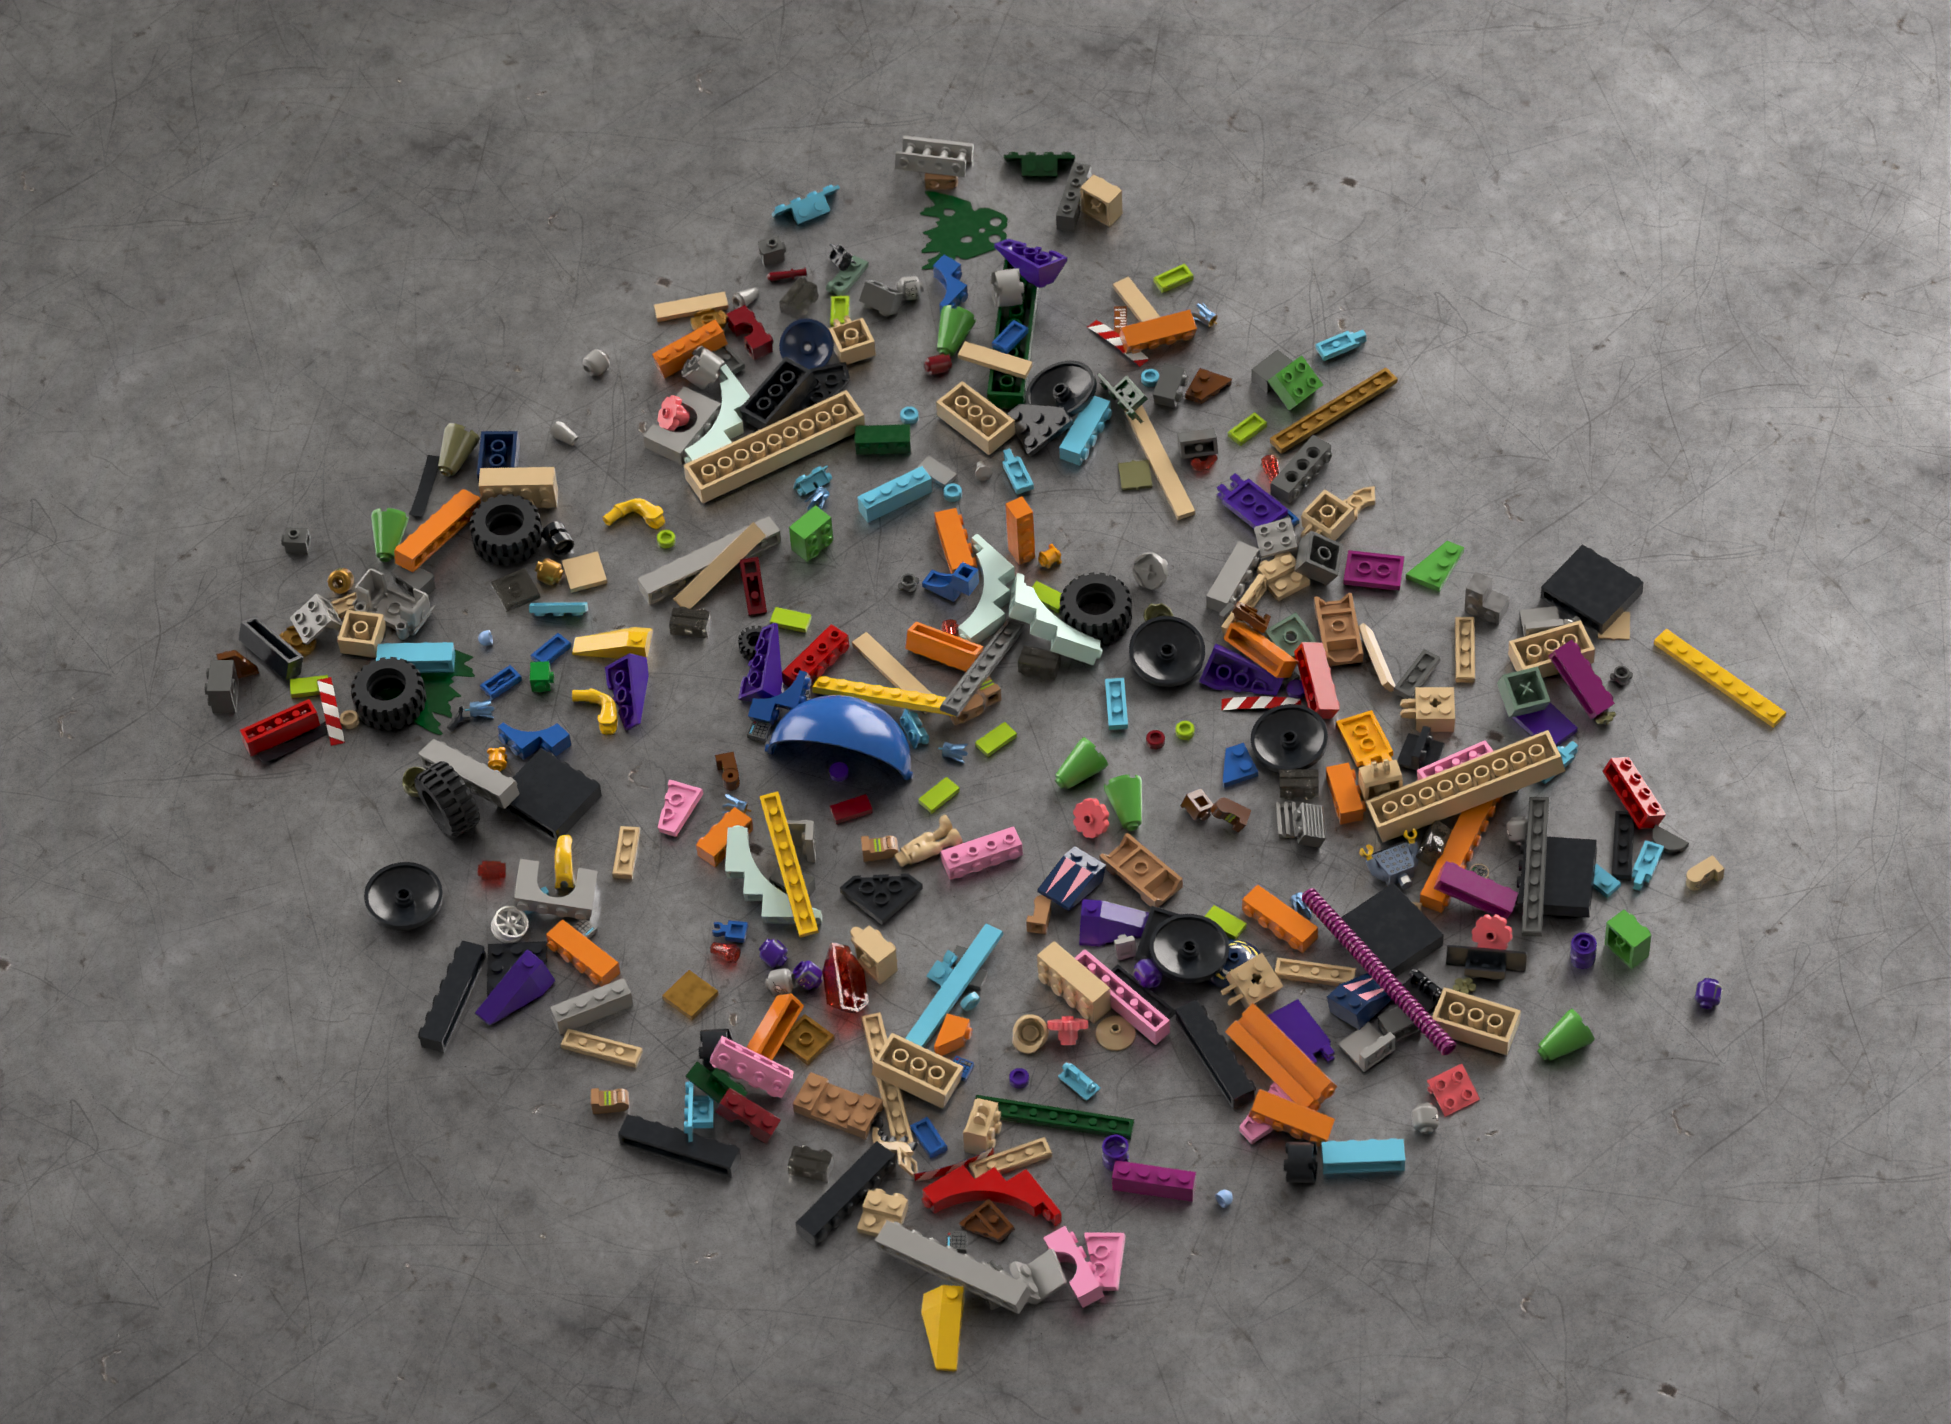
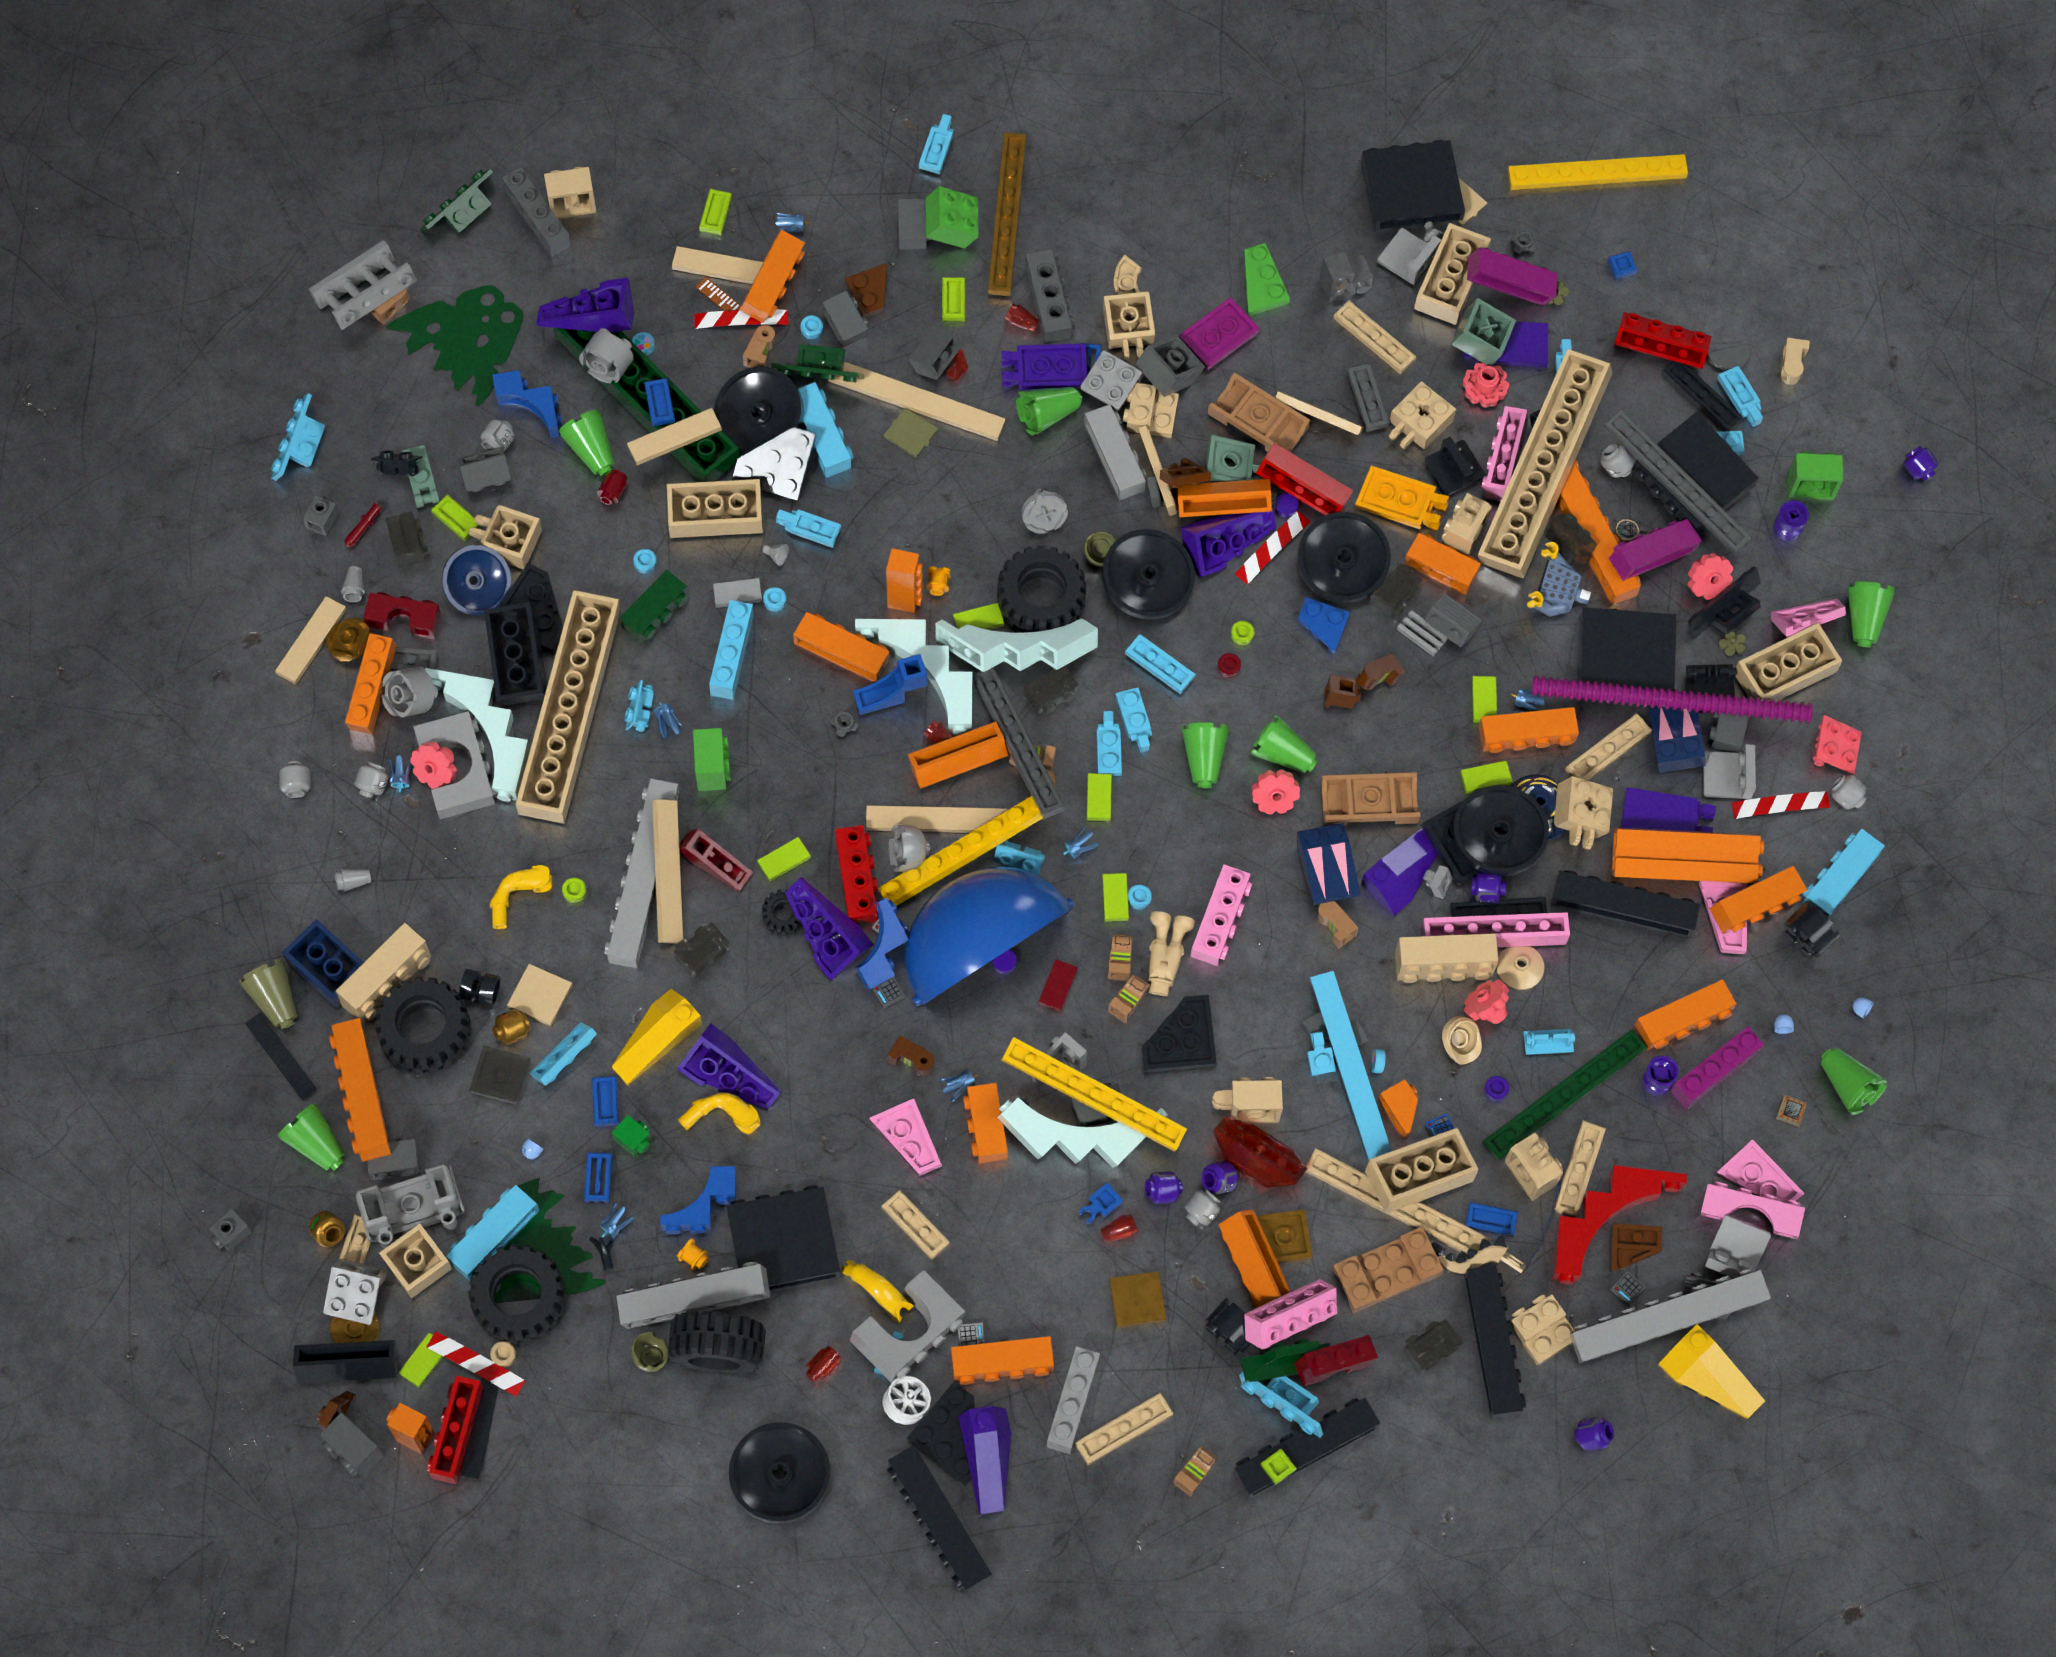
camera: 55 degrees left, 15 degrees up
(256, 698) = (410, 1428): none -> orange brick
(633, 396) = (371, 780): none -> light grey head
(649, 1134) = (1278, 1466): none -> lime tile
(651, 406) = (397, 778): none -> flat silver piece
(838, 1287) = (1594, 1433): none -> dark purple head
(858, 668) = (907, 848): none -> light grey cylinder
(901, 824) = (1120, 957): none -> medium nougat leg
(952, 807) = (1139, 897): none -> medium azure tile
(1035, 719) = (1109, 746): none -> medium azure hinge
(1047, 310) = (644, 342): none -> medium azure tile
(1068, 718) = (1134, 717): none -> medium azure hinge
(1106, 362) = (758, 347): none -> medium nougat leg
(1169, 1245) = (1791, 1110): none -> tile
(1173, 1139) = (1685, 1015): none -> orange brick
(1221, 1261) = (1852, 1080): none -> bright green cone
(1224, 522) = (1046, 407): none -> bright green cone
(1279, 881) = (1483, 697): none -> lime tile
(1283, 1233) = (1862, 1006): none -> light blue hinge
(1379, 1091) = (1780, 803): none -> sticker
(1496, 727) = (1485, 384): none -> coral plant
(1527, 1008) = (1801, 617): none -> bright pink wing
(1667, 738) = (1622, 265): none -> blue tile

